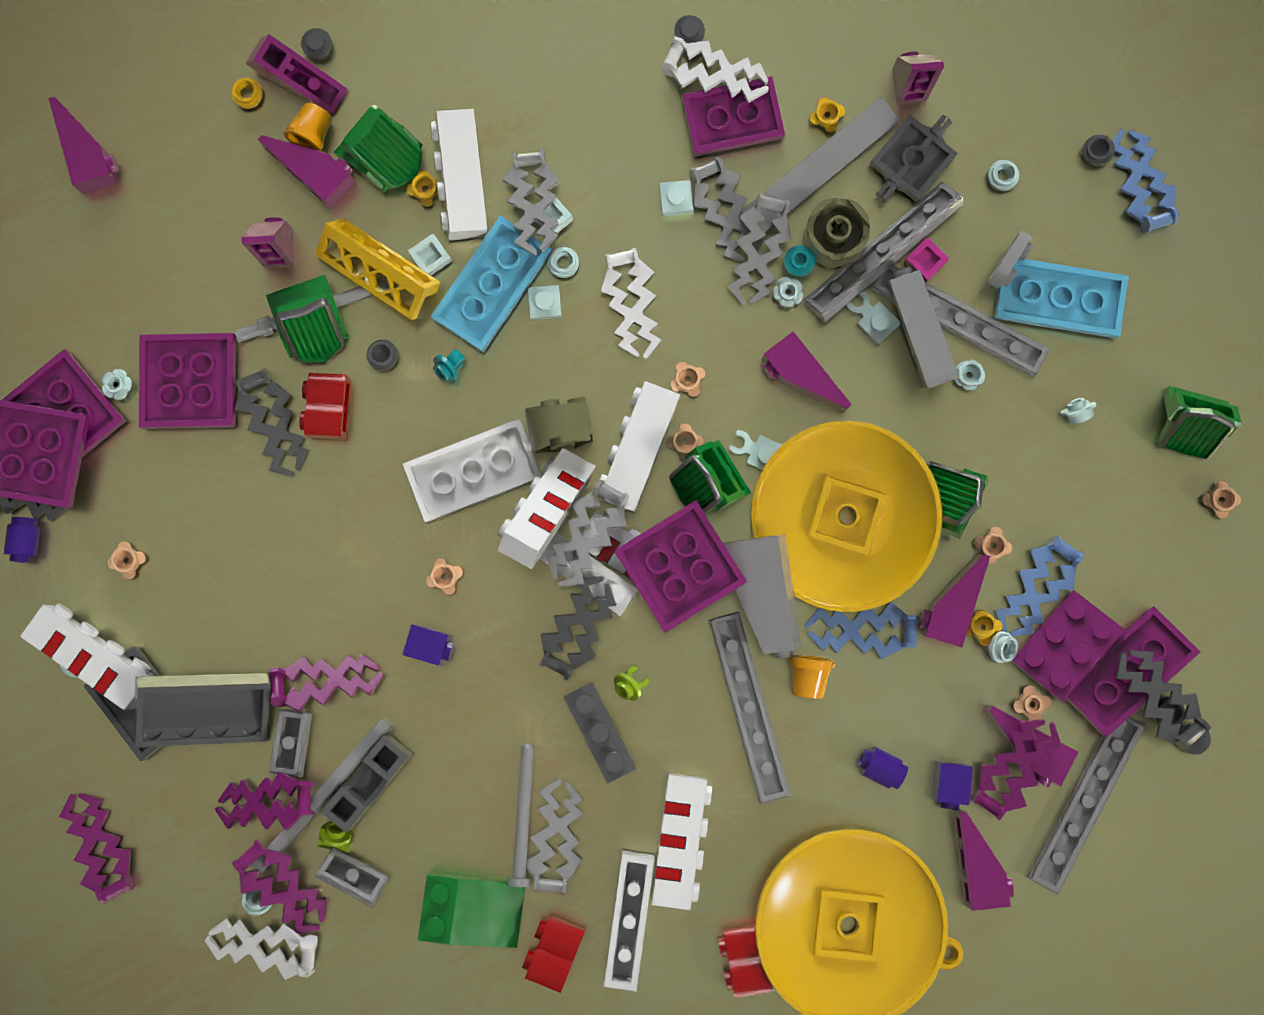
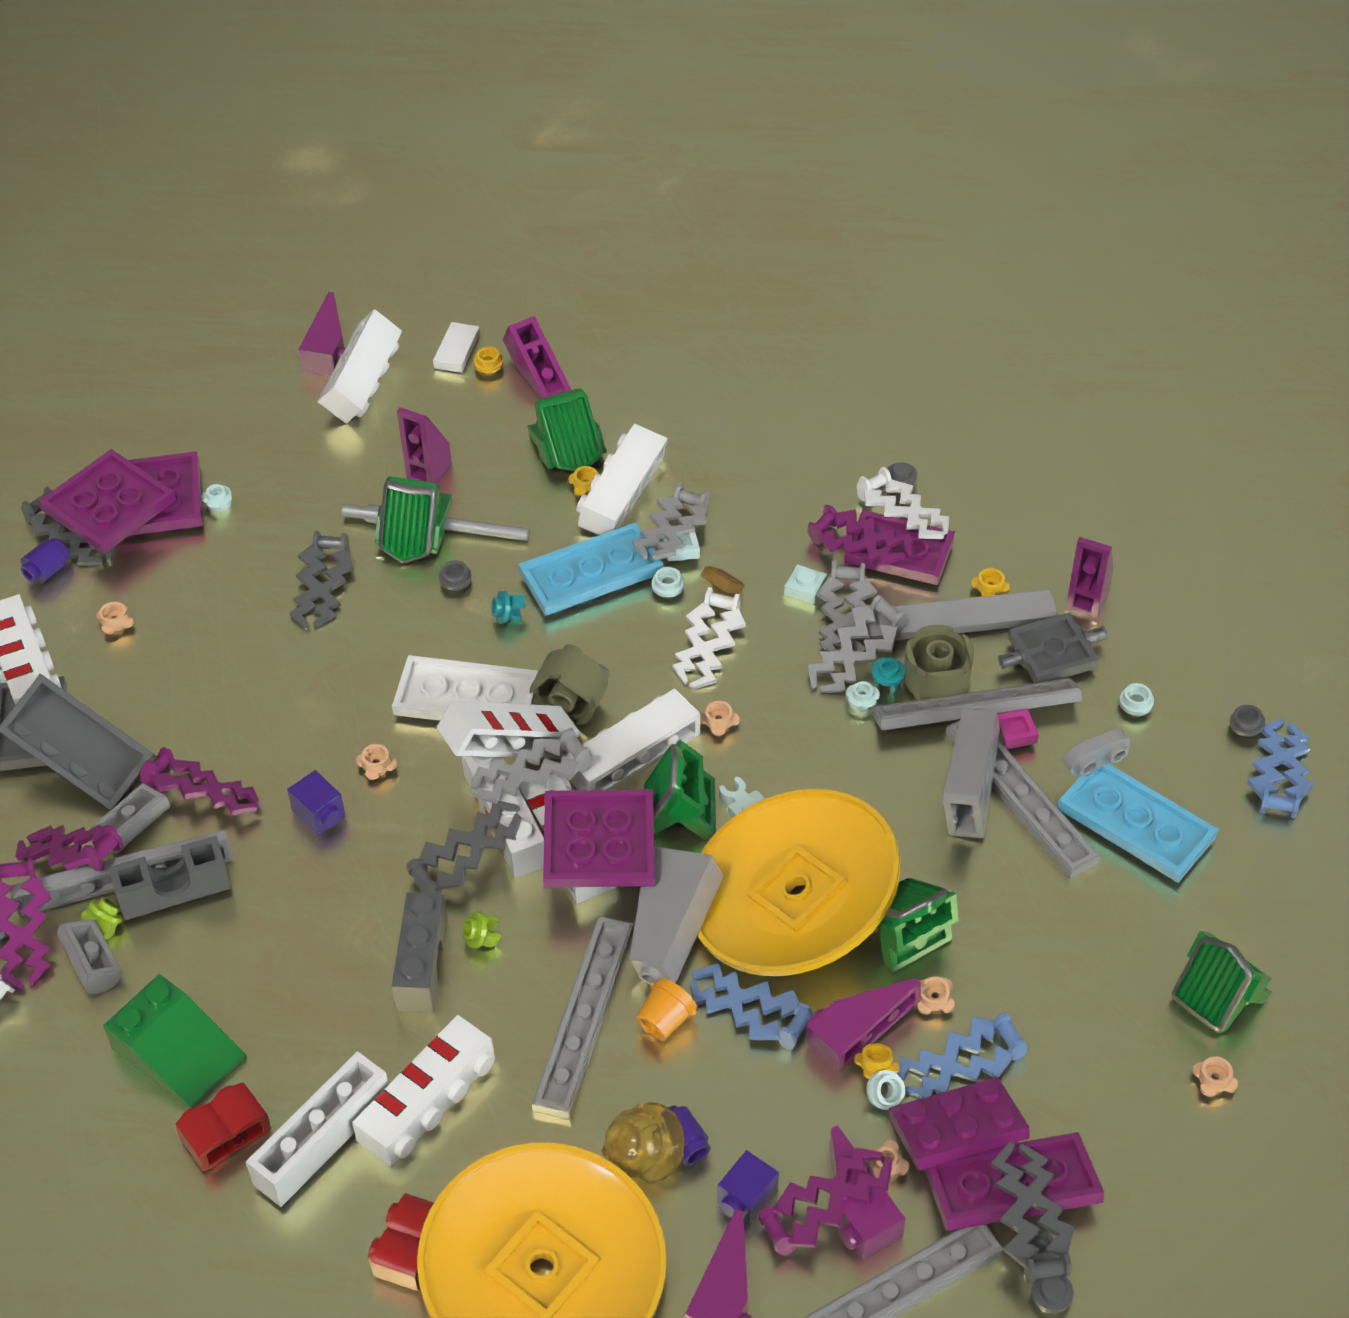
camera: 30 degrees right, 35 degrees down
(140, 169) = (360, 367): none -> white brick
(187, 380) = (275, 519): magenta plate -> none
(205, 90) = (456, 347): none -> white tile
(309, 127) = (517, 399): light orange piece -> none
(314, 169) = (502, 427): magenta slope -> none
(316, 43) = (571, 355): dark grey plate -> none
(326, 406) = (377, 587): red brick -> none
(379, 257) = (501, 500): yellow fence -> none
(429, 255) = (552, 526): light aqua plate -> none
(523, 816) = (242, 1036): light grey bar -> none
(544, 302) = (629, 605): light aqua plate -> none
(560, 826) = (315, 1018): light grey piece -> none
(609, 236) = (722, 580): none -> pearl gold tile
(712, 129) = (870, 541): none -> magenta piece
(799, 370) = (829, 753): magenta slope -> none
(862, 794) = (645, 1142): none -> clear yellow helmet
(876, 321) = (931, 756): light aqua plate -> none
(975, 369) = (1005, 833): light aqua plate -> none
(1079, 410) = (1099, 919): light aqua plate -> none

